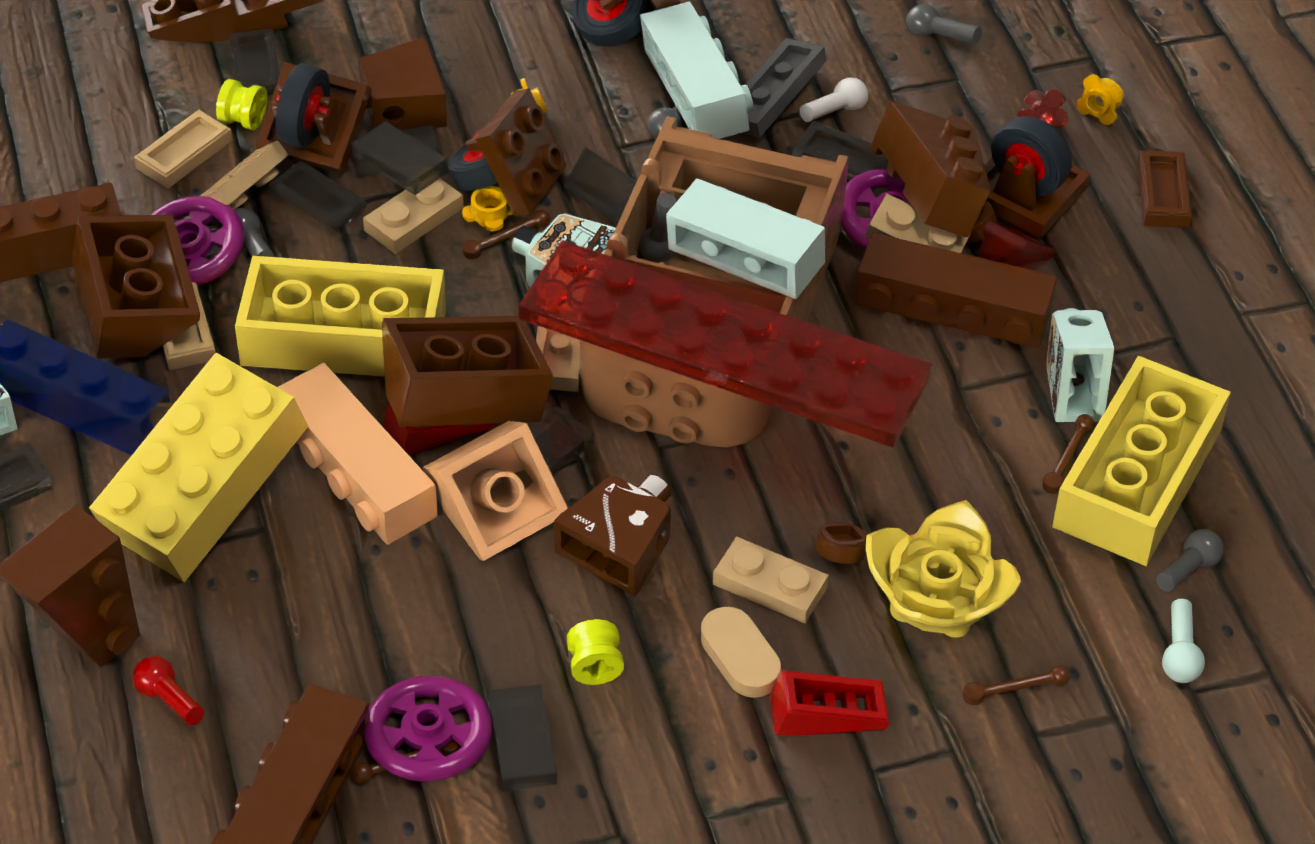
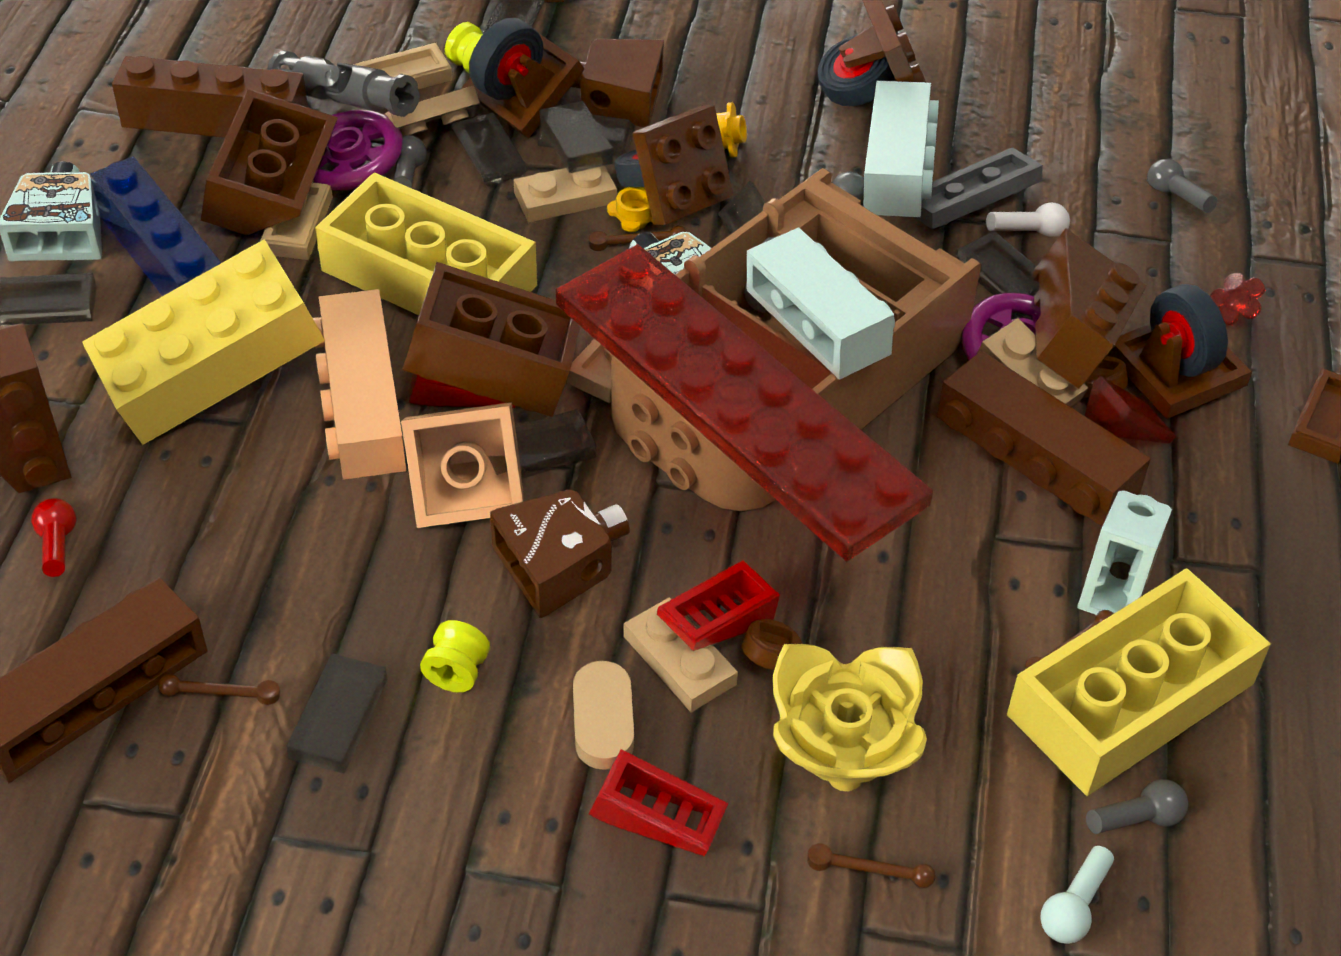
camera: 25 degrees right, 0 degrees up
(188, 177) = (352, 84): none -> dark grey piece
(429, 762) = (249, 629): magenta plate -> none
(792, 517) = (737, 582): none -> red slope
(1108, 91) = (1316, 308): yellow plate -> none

